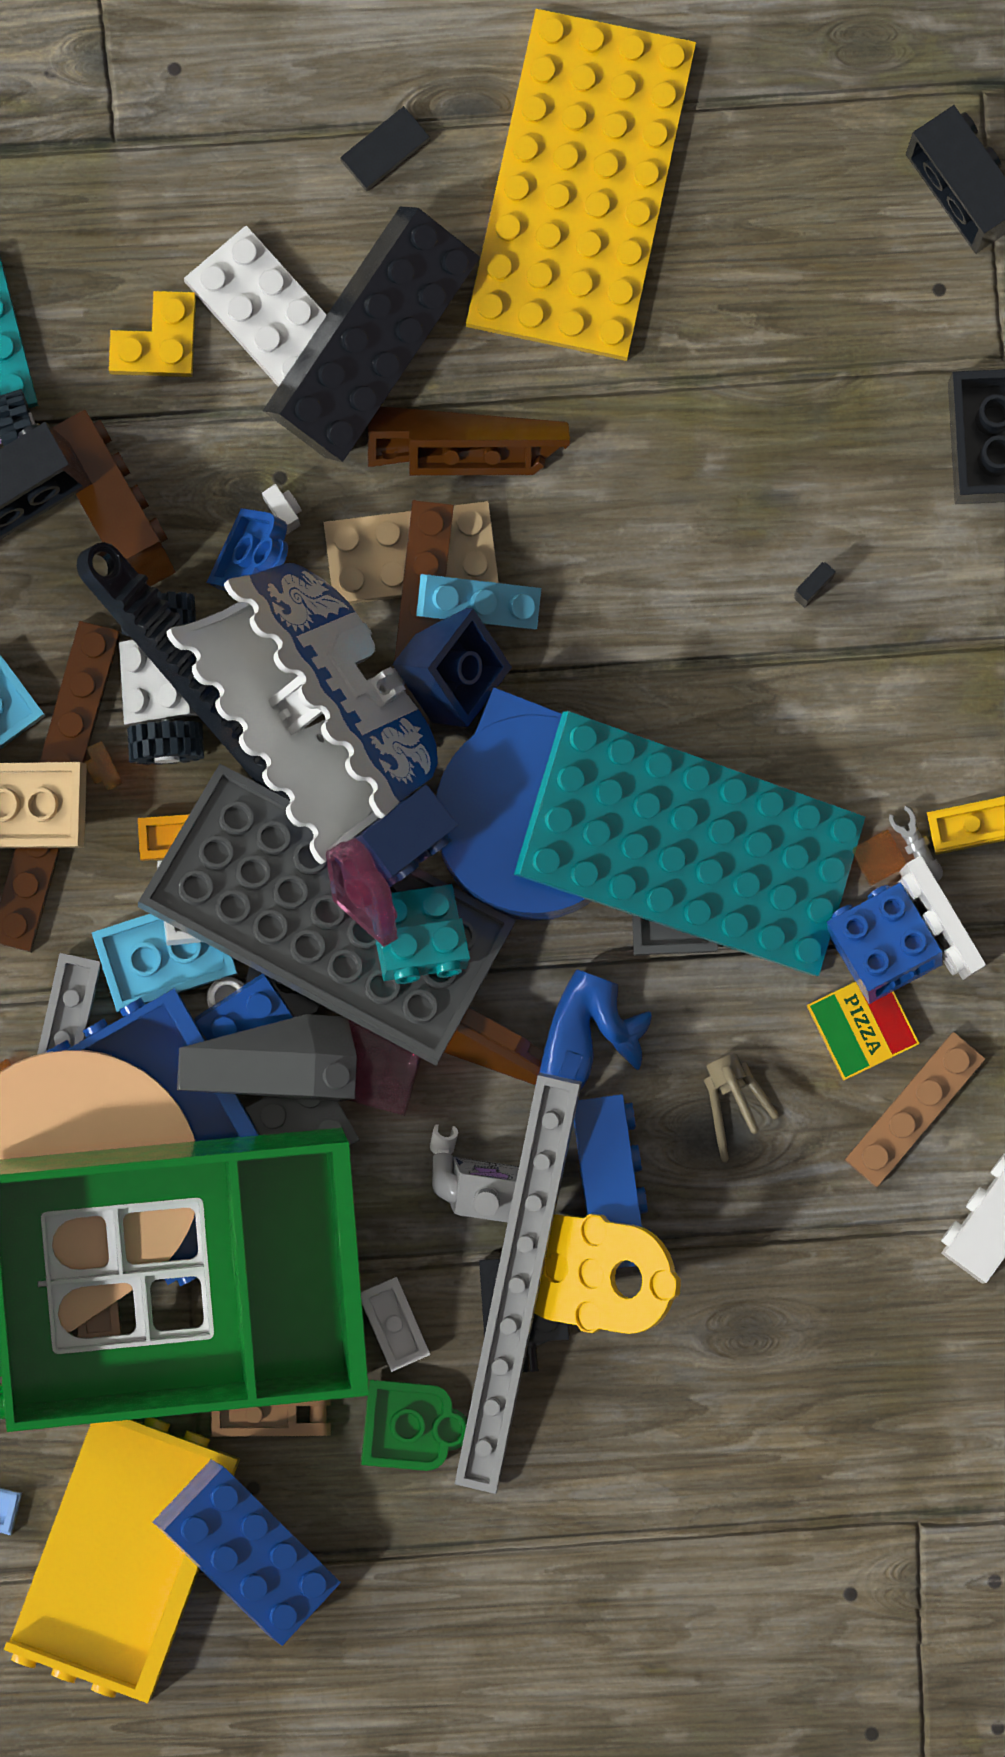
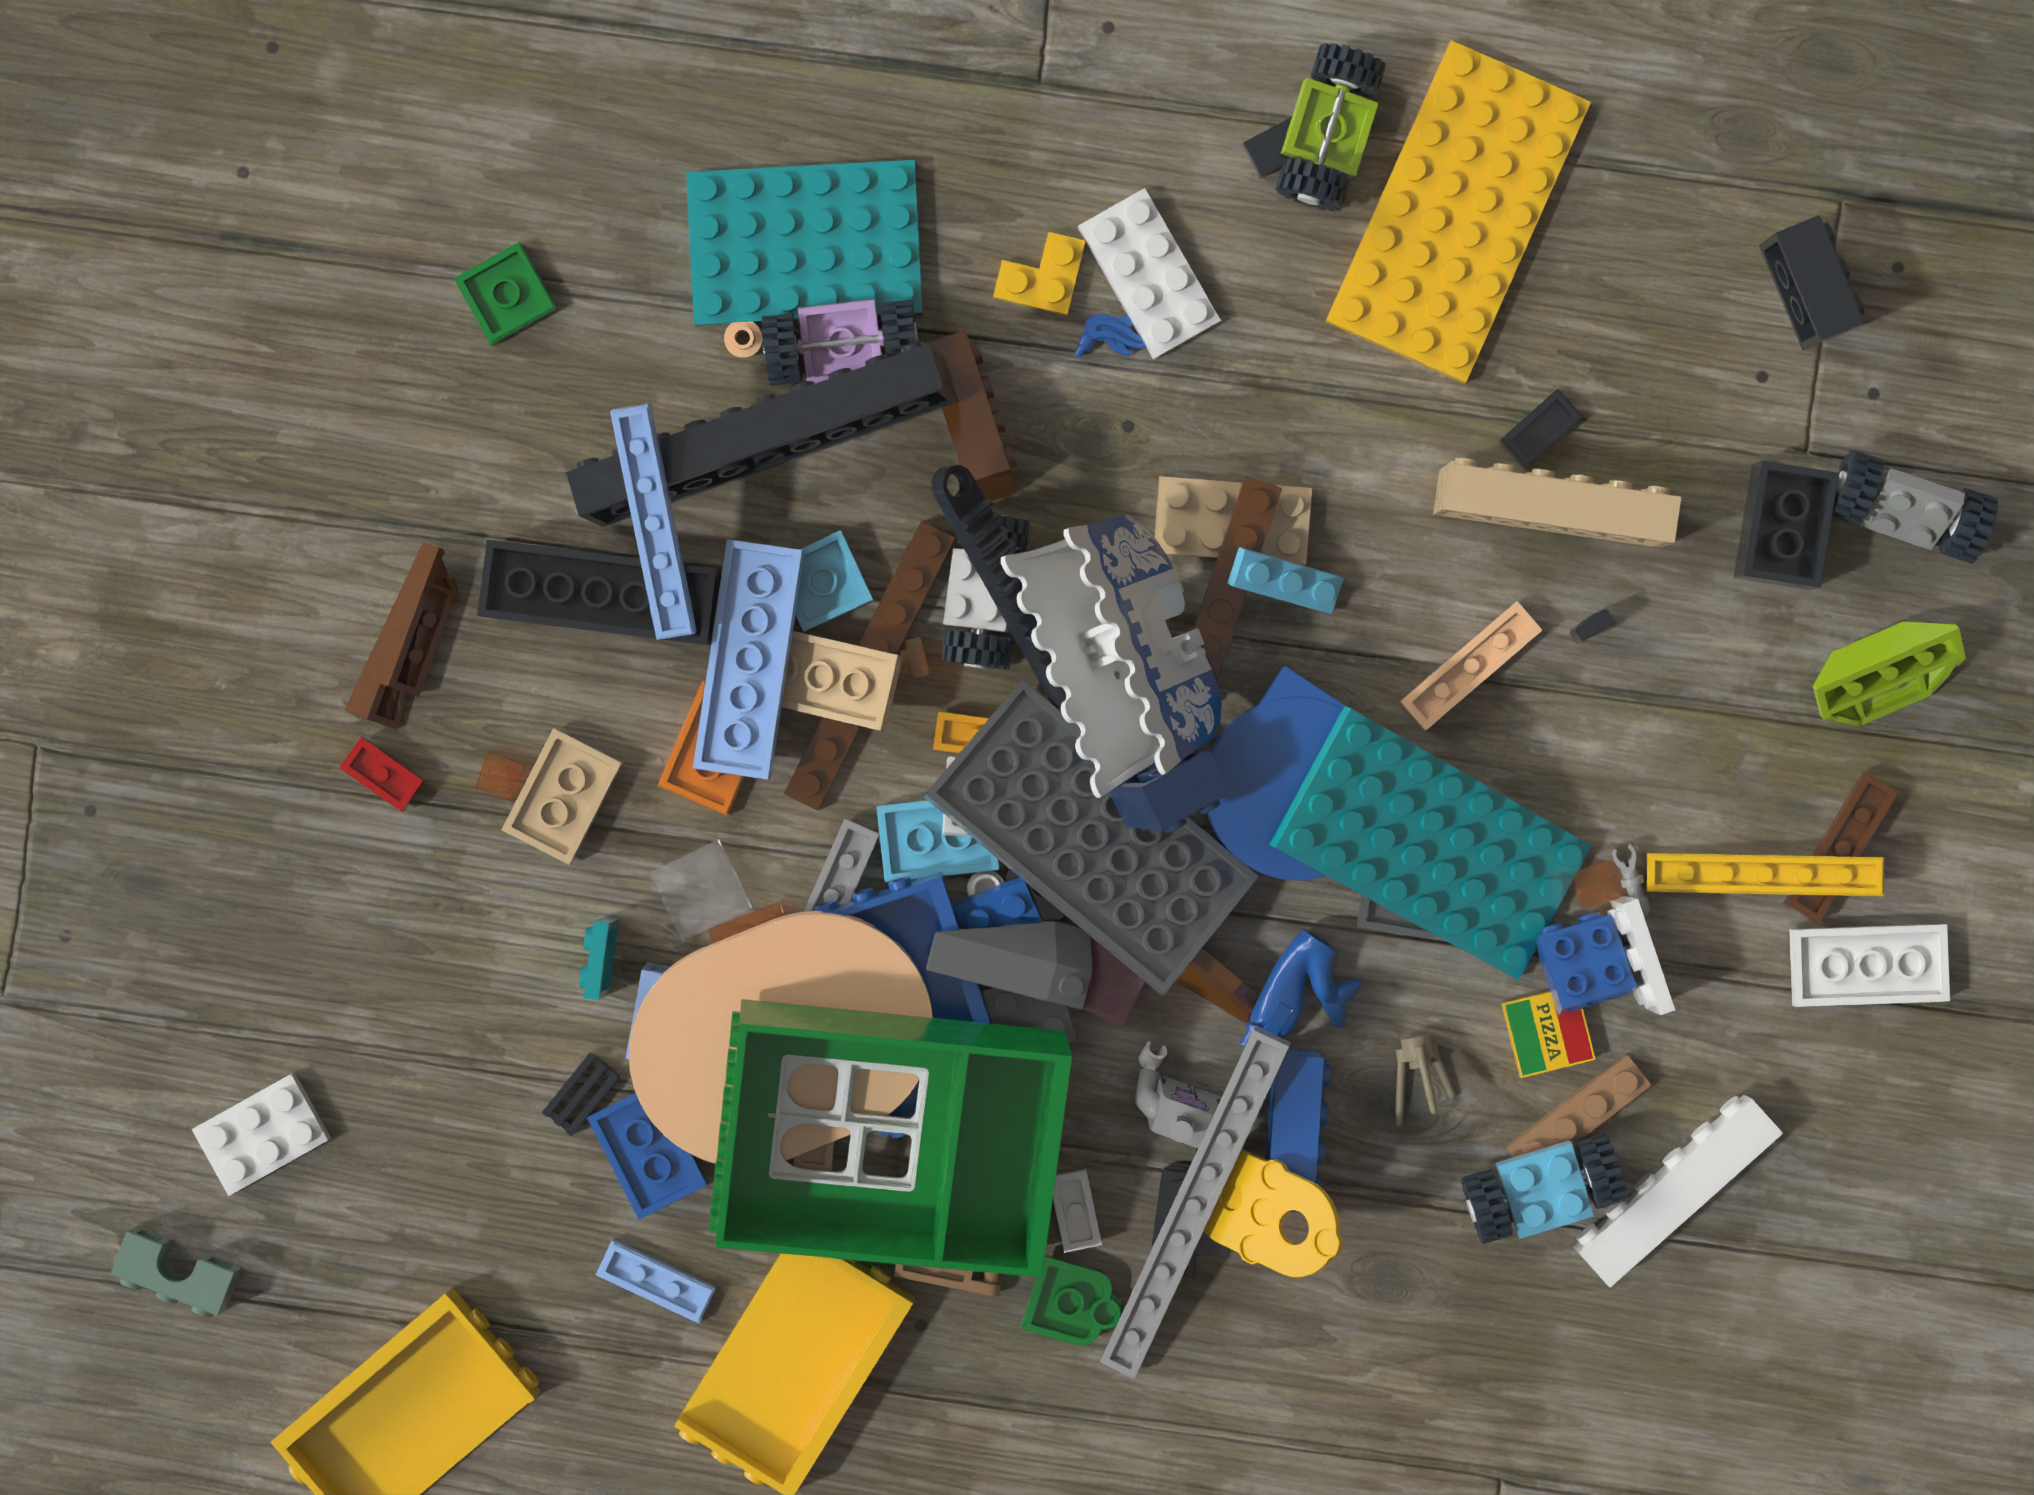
camera: 10 degrees right, 5 degrees up
(242, 381) = (1111, 330): none -> blue piece
(246, 1552) = (904, 1388): blue brick -> none
(251, 547) = (1089, 492): blue plate -> none
(283, 506) = (1126, 456): white plate -> none
(362, 890) = (1129, 829): clear pink plate -> none
(371, 333) = (1240, 313): black brick -> none
(427, 121) = (1330, 127): none -> plate
(428, 936) = (1170, 874): teal plate -> none
(453, 668) = (1250, 639): dark blue slope -> none
(462, 442) = (1299, 428): reddish brown wedge -> none
(695, 653) = (1470, 665): none -> light nougat plate
(717, 390) = (1540, 429): none -> black tile
(748, 462) = (1557, 505): none -> tan brick
(893, 1191) = (1544, 1189): none -> plate

